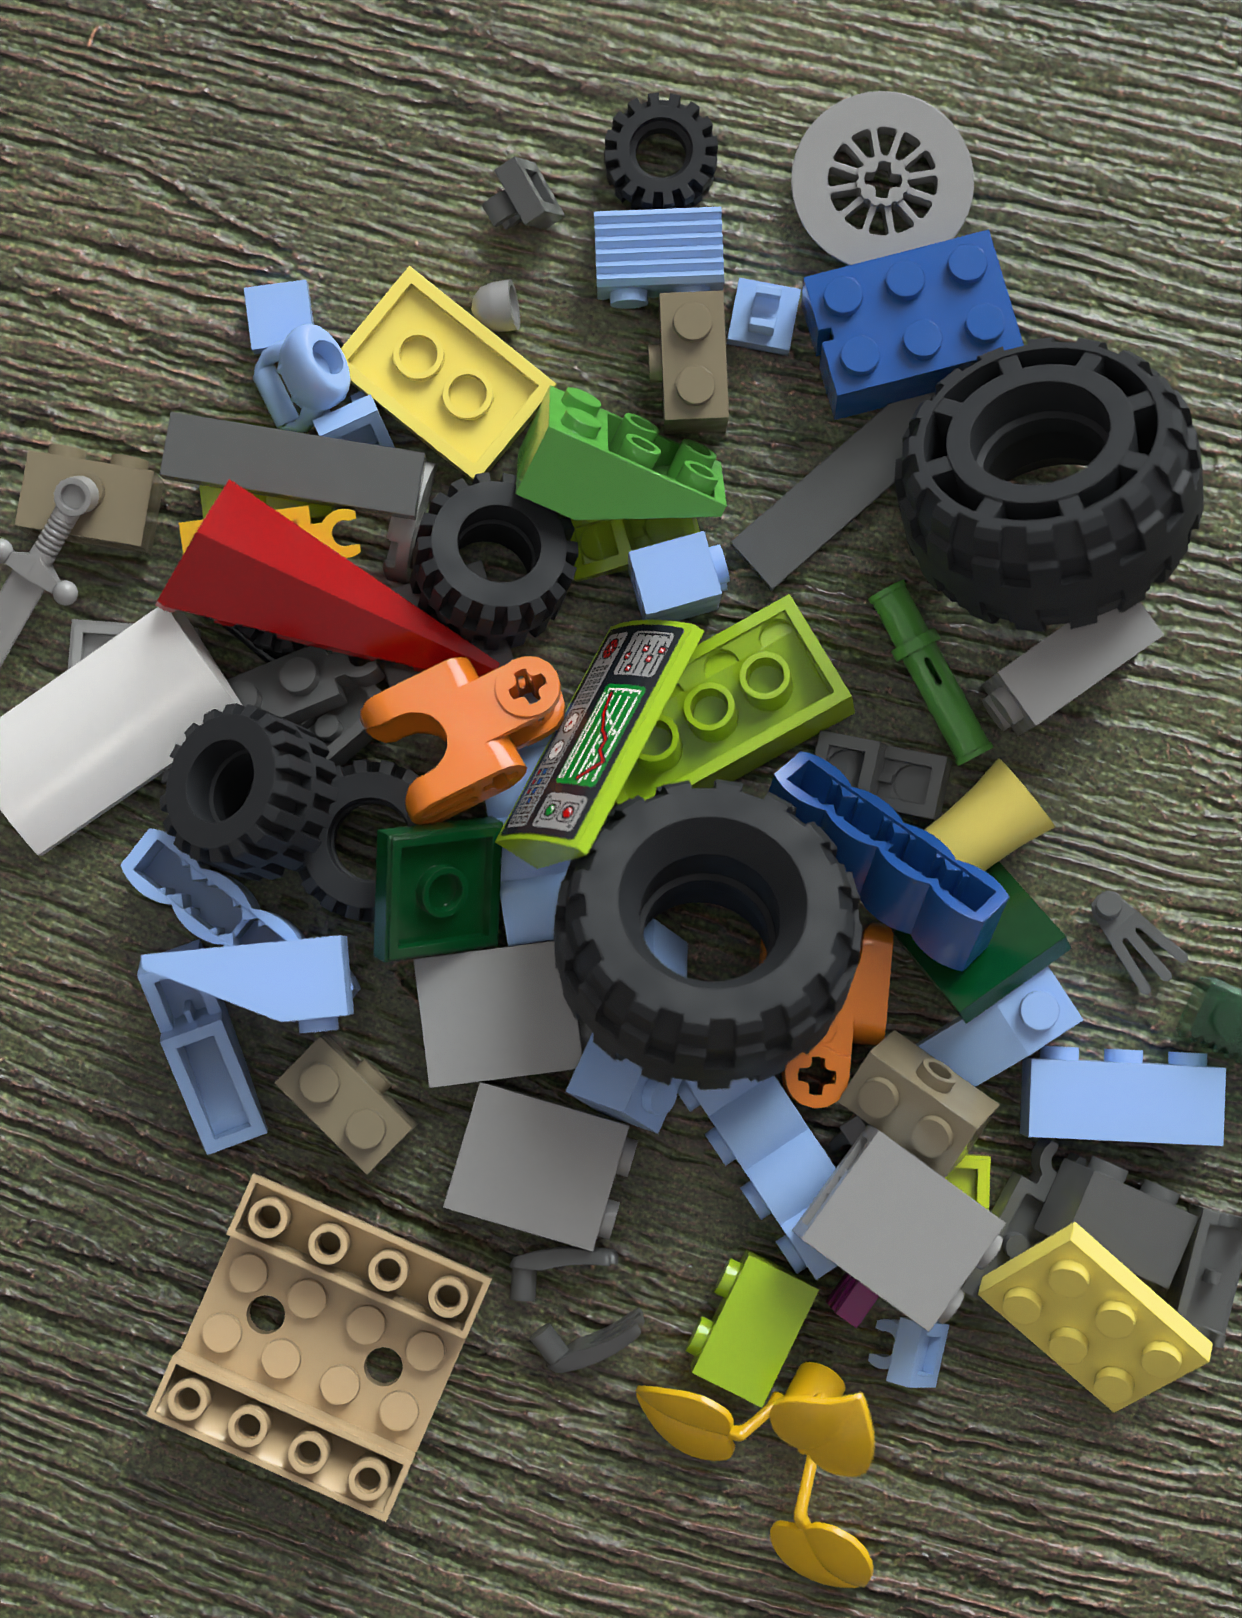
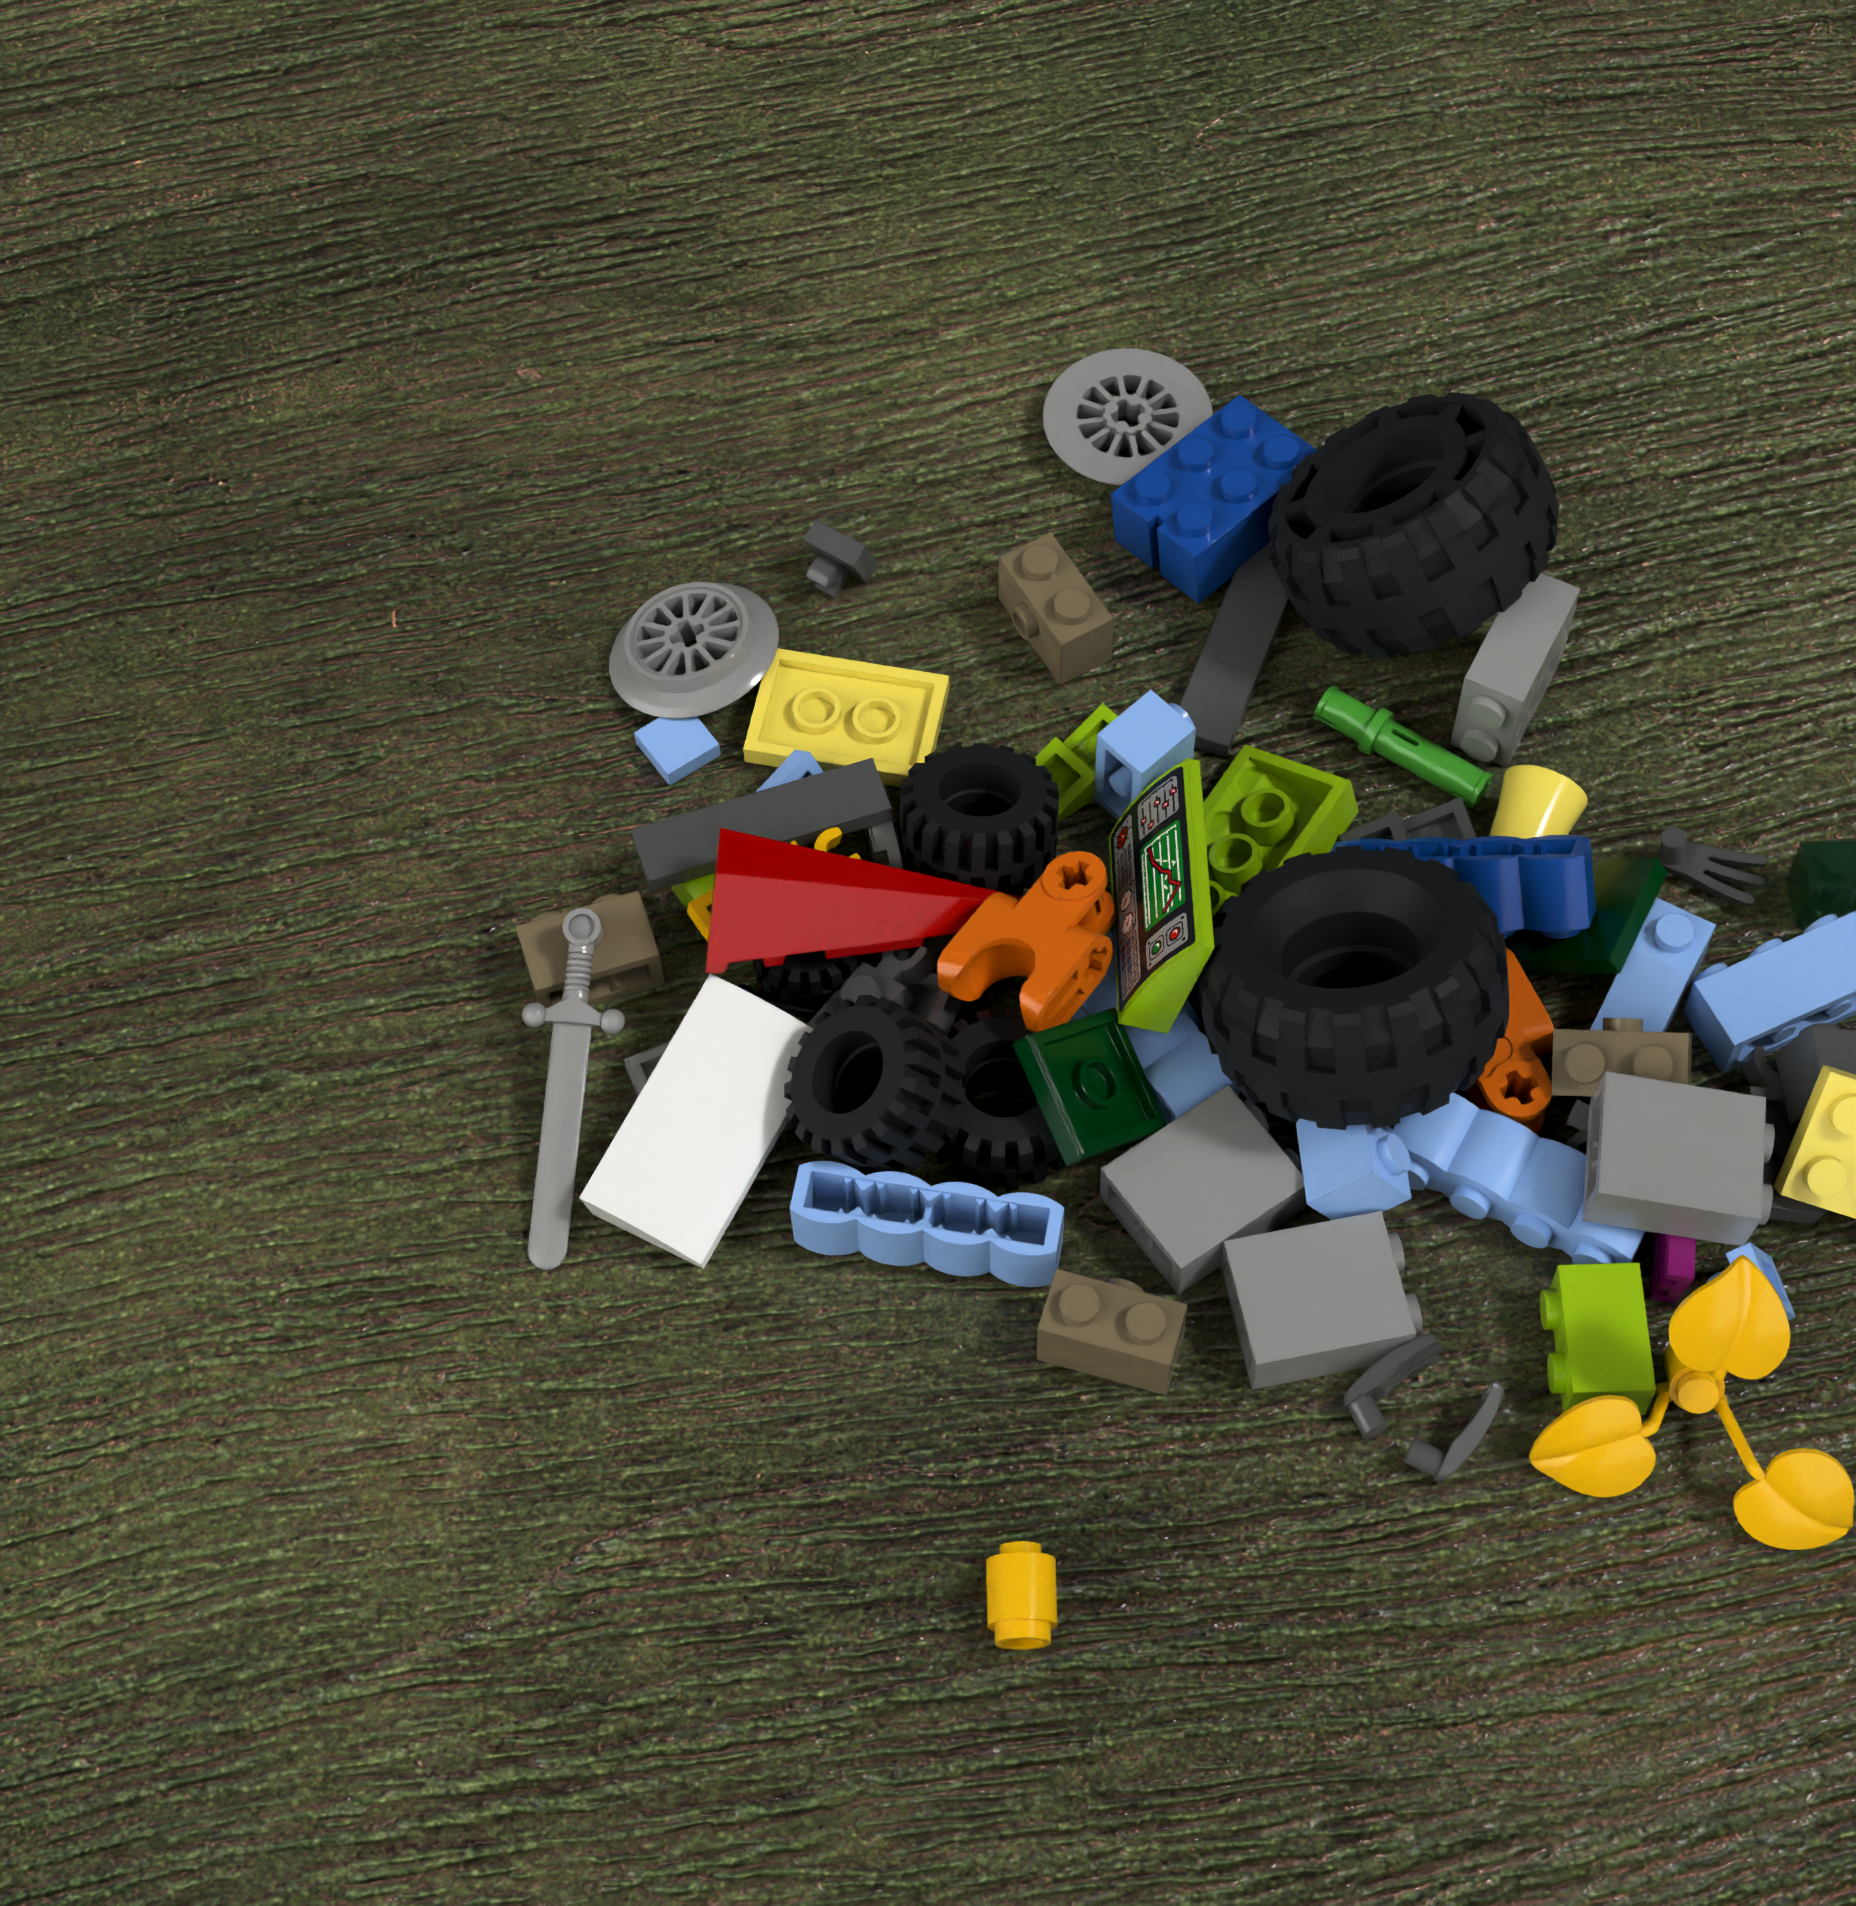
camera: 25 degrees left, 25 degrees down
(150, 1289) = (1021, 1596): none -> yellow brick
(205, 1059) = (948, 1356): light blue slope -> none
(276, 979) = (983, 1221): light blue slope -> none
(304, 1391) = (1207, 1502): tan slope -> none
(312, 372) = (728, 754): light blue piece -> none
(380, 268) = (652, 657): none -> light grey piece
(497, 306) = (862, 645): light grey hinge -> none
(613, 466) = (1017, 702): bright green slope -> none
(657, 253) = (962, 548): light blue brick -> none
(660, 118) = (933, 453): black tyre -> none
(763, 316) = (1095, 553): light blue tile -> none

